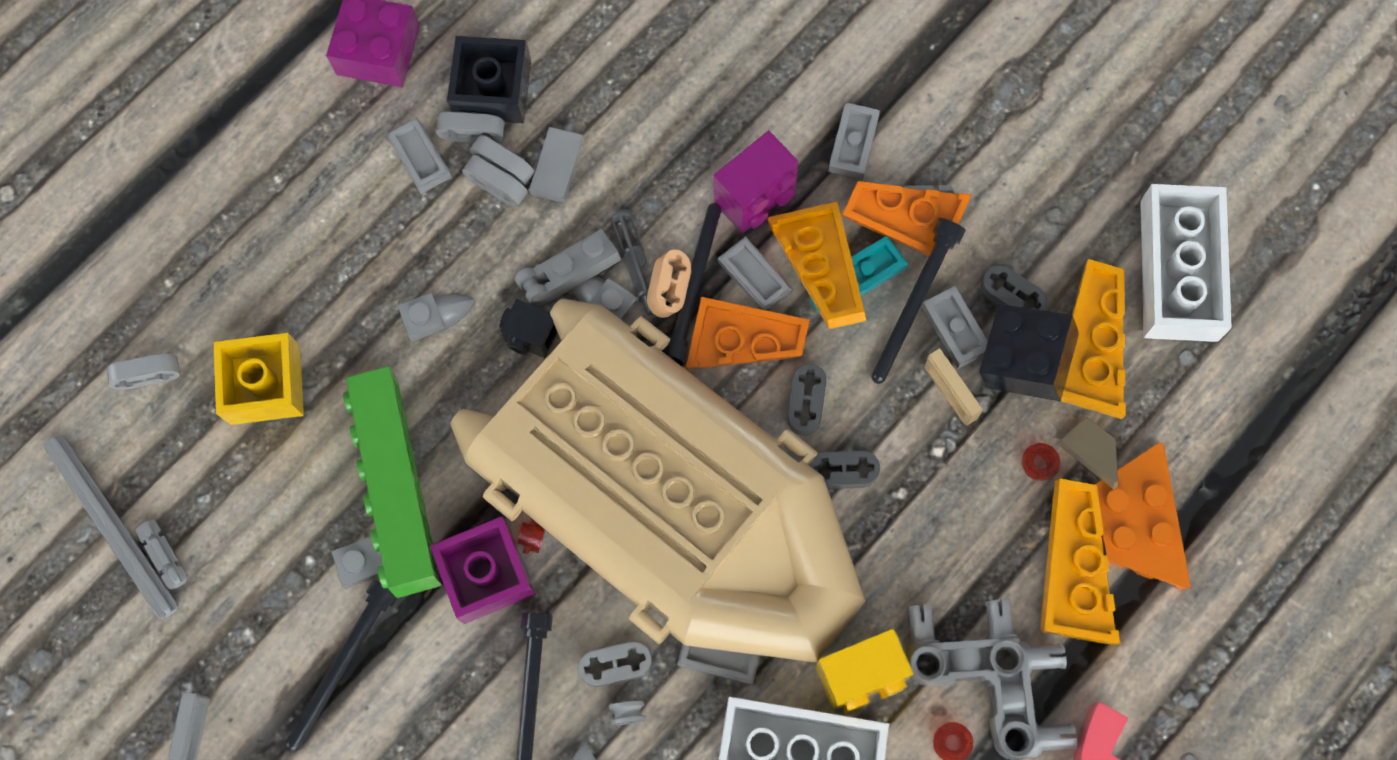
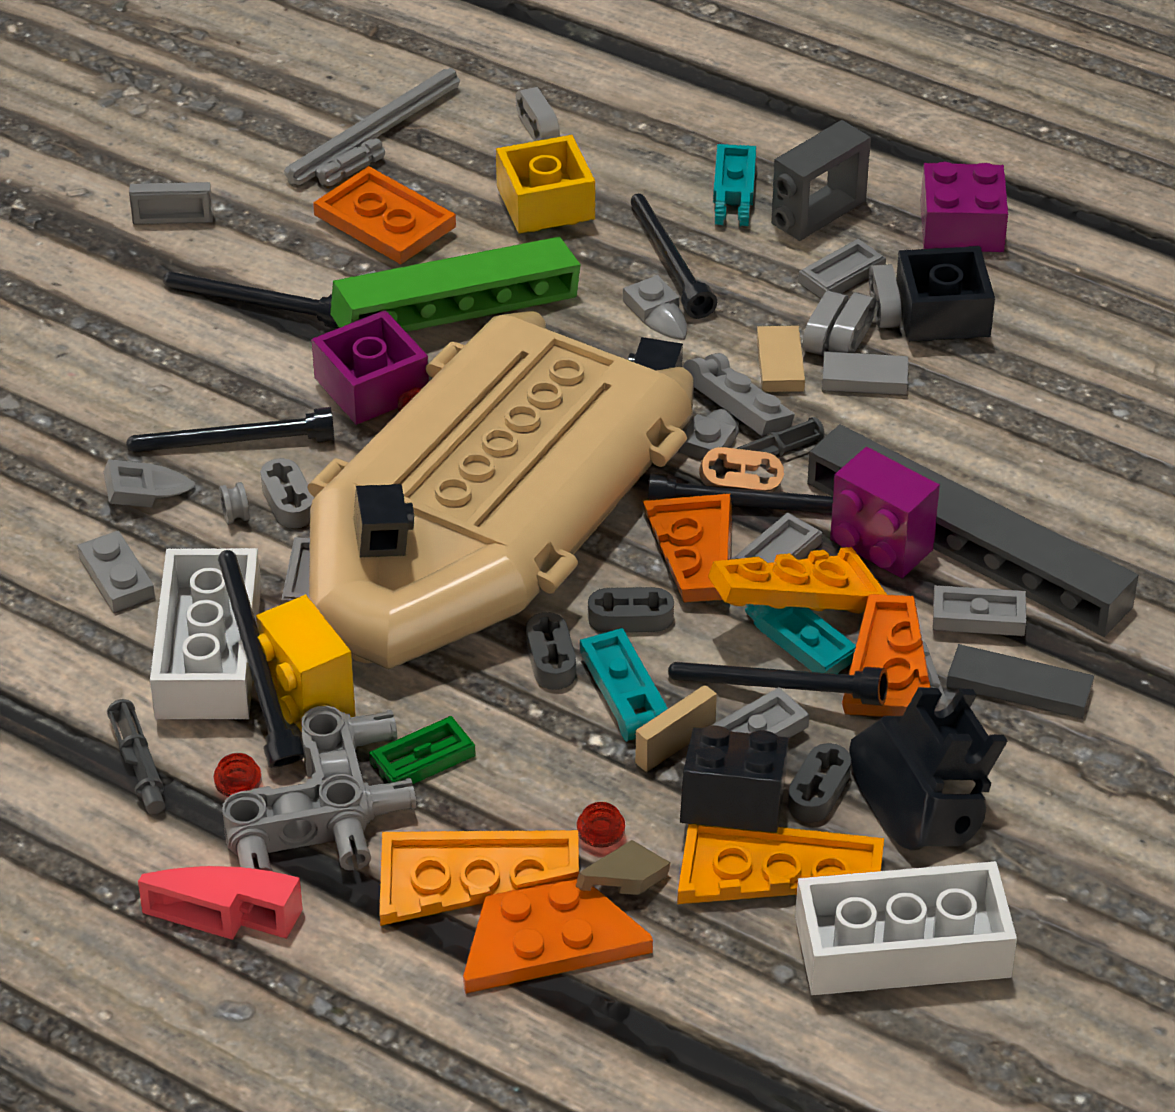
camera: 75 degrees right, 30 degrees down
(252, 532) = (384, 215): none -> orange plate
(282, 217) = (734, 181): none -> teal hinge
(321, 143) = (845, 156): none -> dark grey window
(433, 278) = (696, 296): none -> black piece
(524, 226) = (780, 359): none -> tan tile
(752, 581) = (382, 520): none -> black brick
(782, 110) = (1002, 542): none -> dark grey brick
(893, 418) = (622, 680): none -> teal plate
(926, 130) = (1020, 681): none -> dark grey tile
(928, 594) = (427, 758): none -> green tile
(930, 701) = (281, 745): none -> black piece
(1044, 217) = (907, 758): none -> black piece

